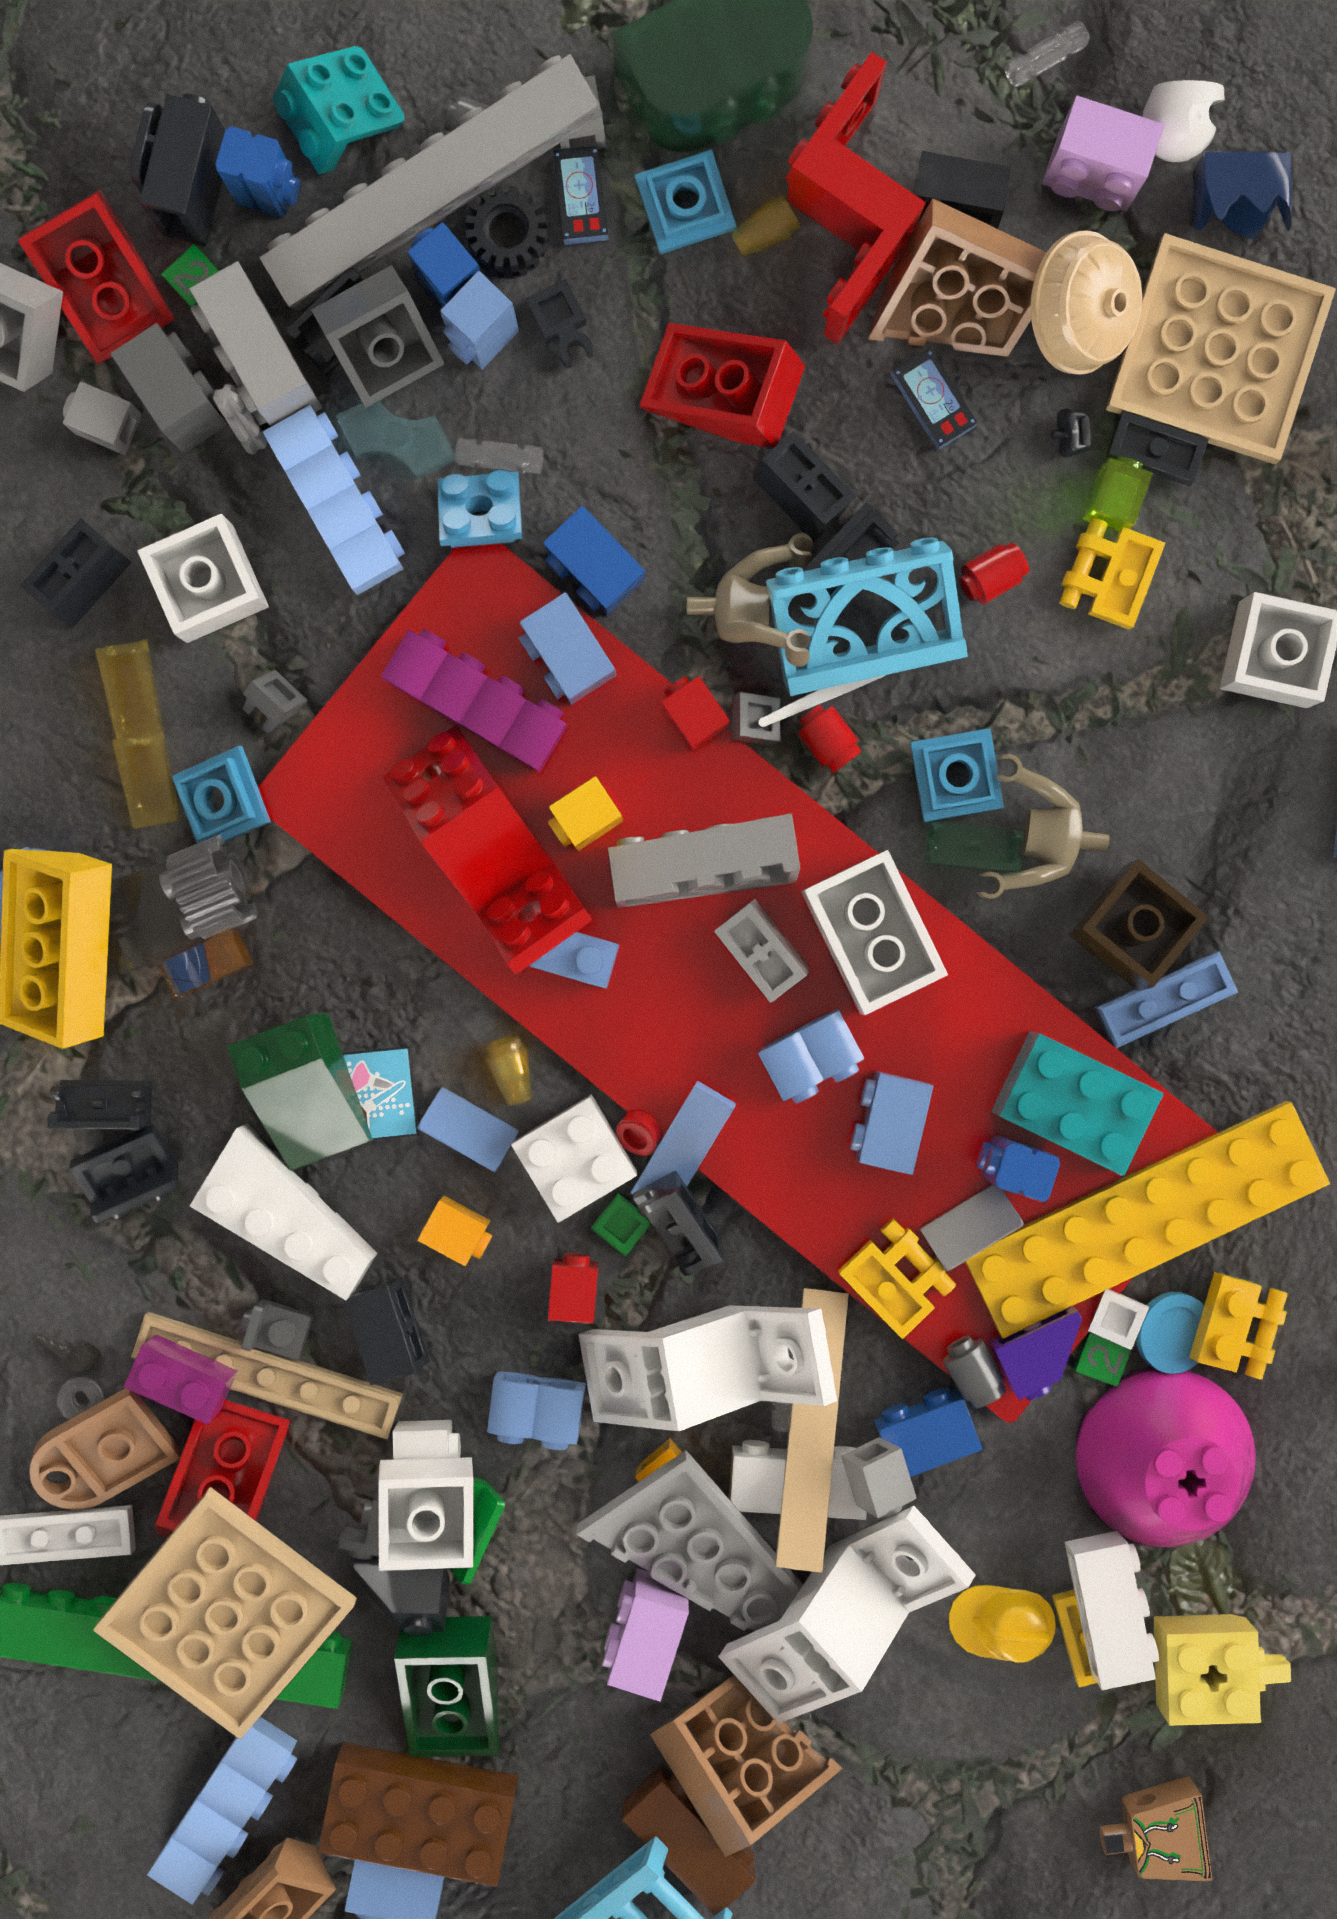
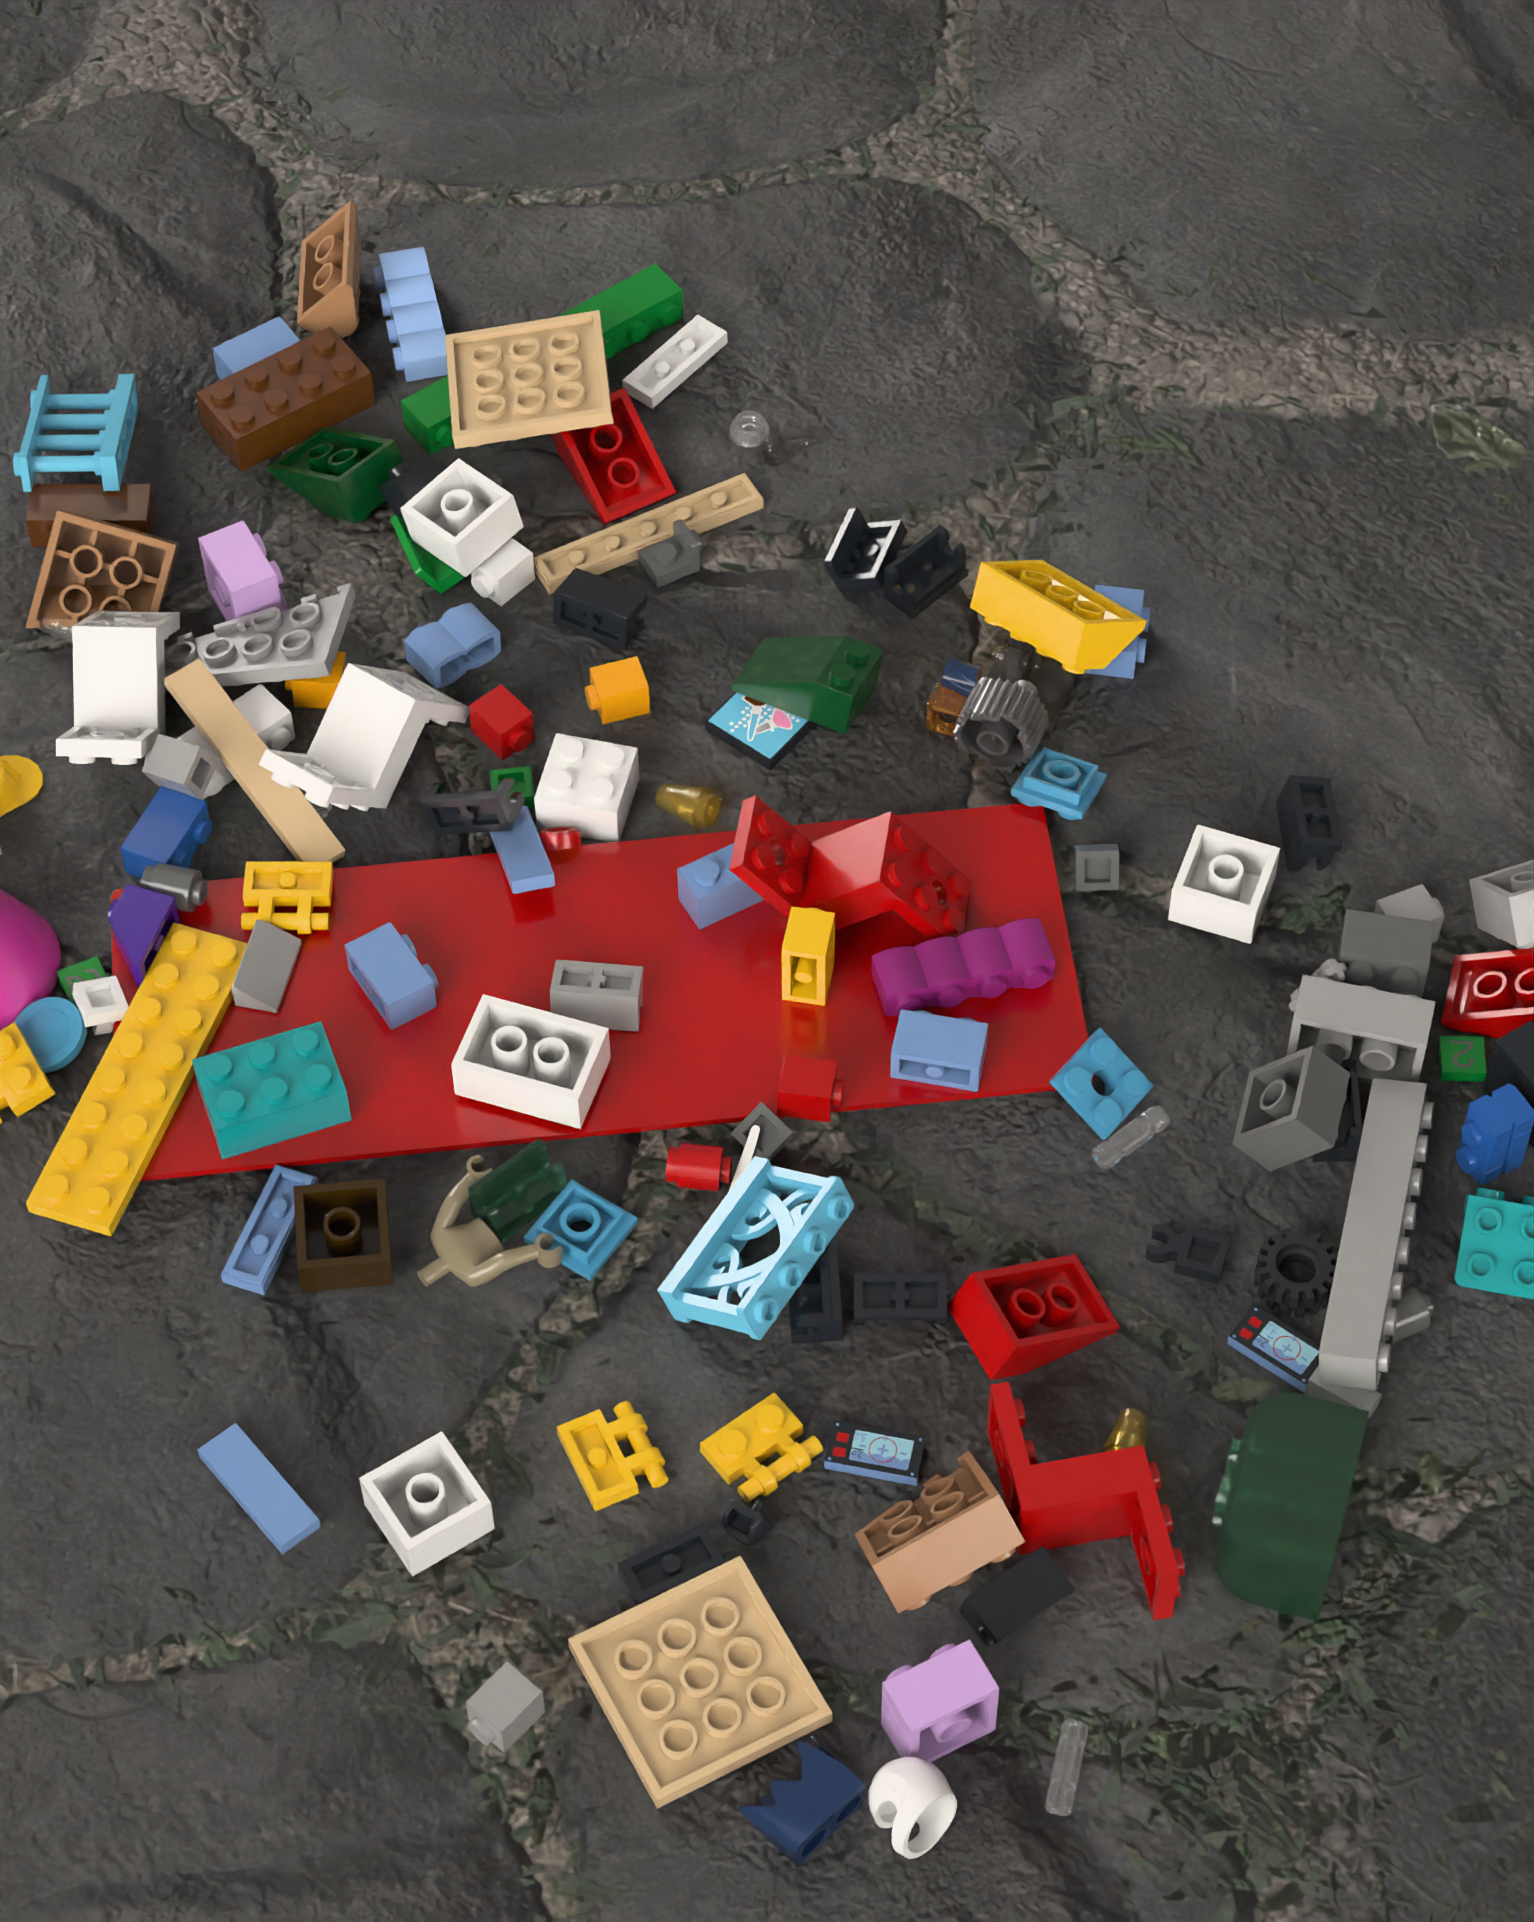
camera: 135 degrees right, 35 degrees down
(102, 1452) = (702, 412): medium nougat plate -> none
(138, 732) = (1175, 790): clear yellow slope -> none
(180, 1378) = (698, 475): magenta brick -> none
(282, 1215) = (735, 607): white wedge -> none
(333, 499) = (1202, 1007): light blue brick -> none
(413, 442) = (1196, 1095): clear light blue tile -> none
(441, 263) = (1299, 1190): blue brick -> none
(468, 1129) = (677, 750): medium blue slope -> none
(479, 321) = (1239, 1183): medium blue brick -> none
(593, 562) = (987, 1127): blue brick -> none
(678, 226) = (1204, 1433): dark azure piece -> none
(705, 861) = (695, 1005): light grey wedge -> none
(743, 607) = (862, 1184): dark tan piece -> none
(811, 1055) = (493, 962): medium blue brick -> none
(993, 573) = (699, 1373): red brick -> none
(1003, 493) = (754, 1437): none -> yellow plate
(1018, 1167) = (273, 1000): blue brick -> none
(1085, 302) = (852, 1589): tan hat -> none
(1118, 493) = (664, 1503): clear neon green brick -> none

